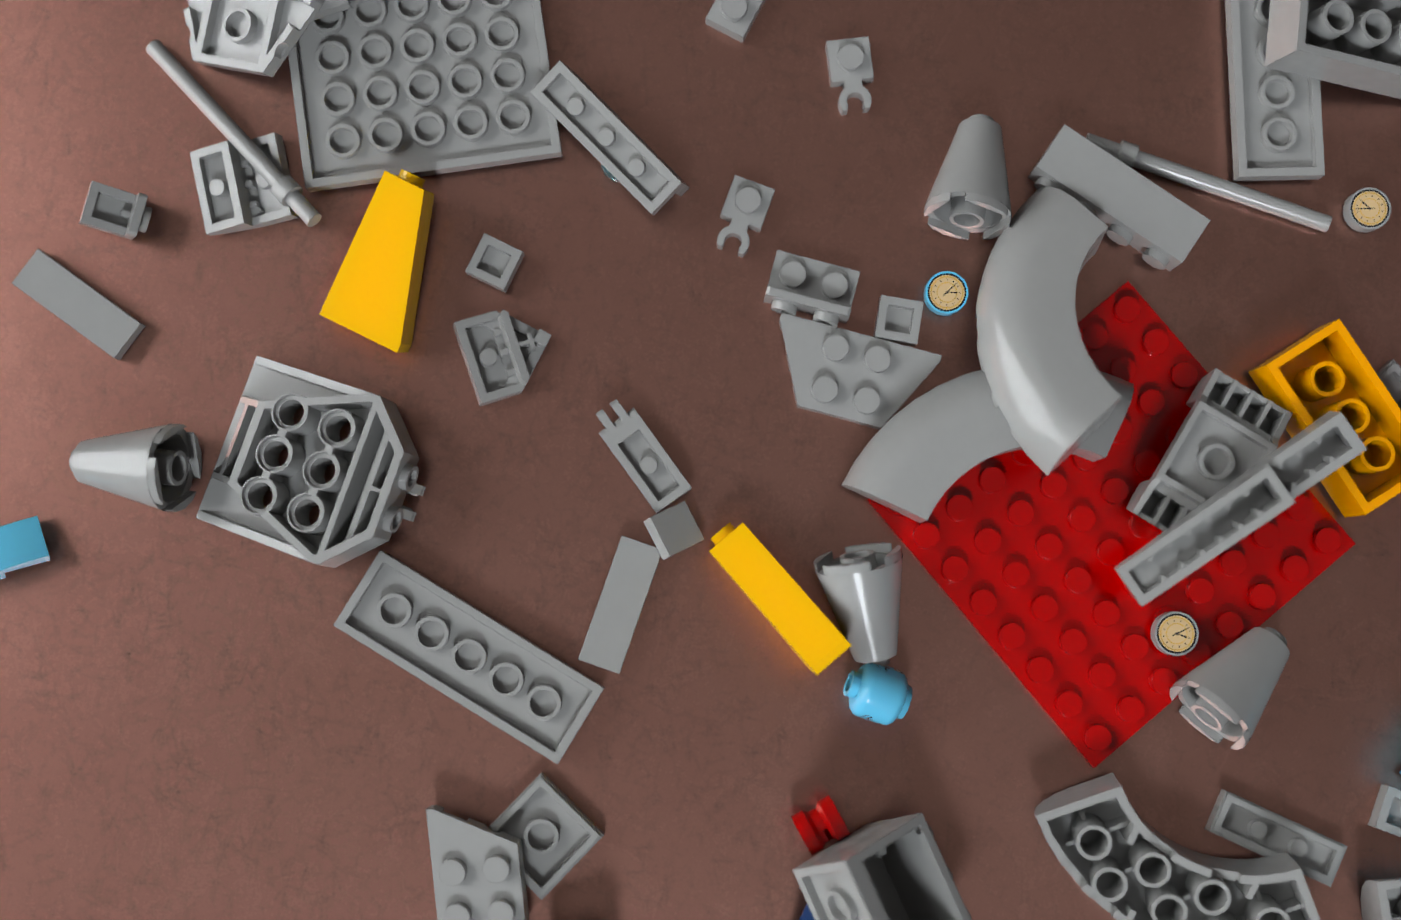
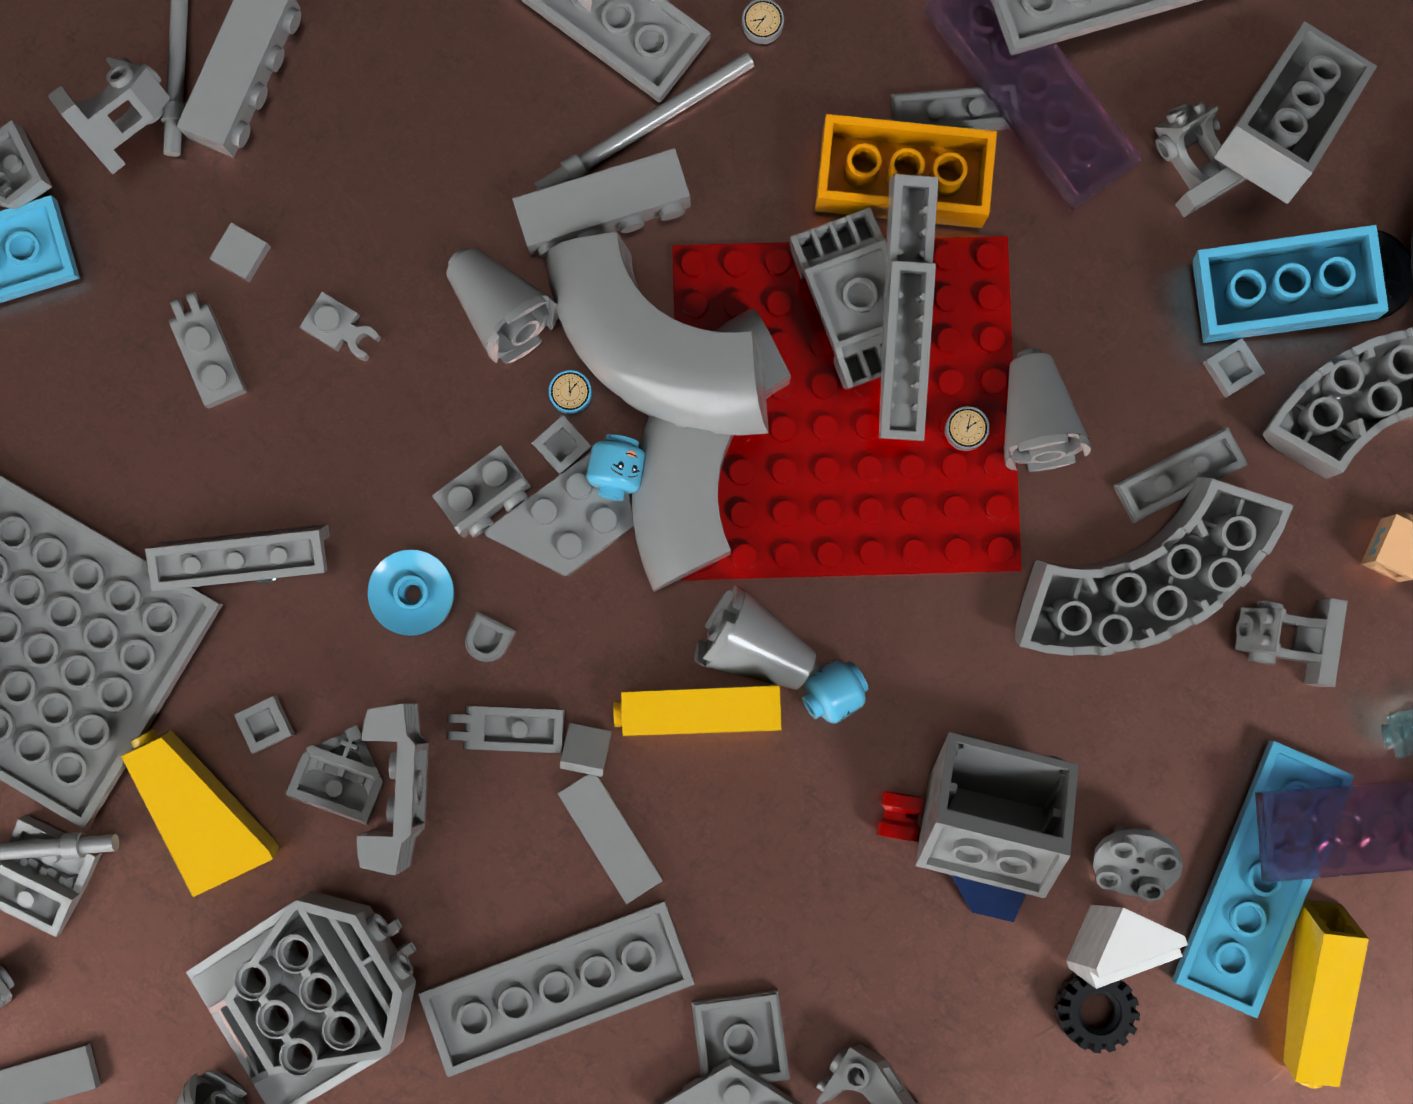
camera: 50 degrees left, 0 degrees up
(477, 441) = (393, 849): none -> light grey plate
(688, 272) = (389, 587): none -> medium azure dish
(699, 383) = (487, 638): none -> light grey tile
(745, 209) = (380, 494): light grey plate -> none
(918, 376) = (616, 466): none -> medium azure head

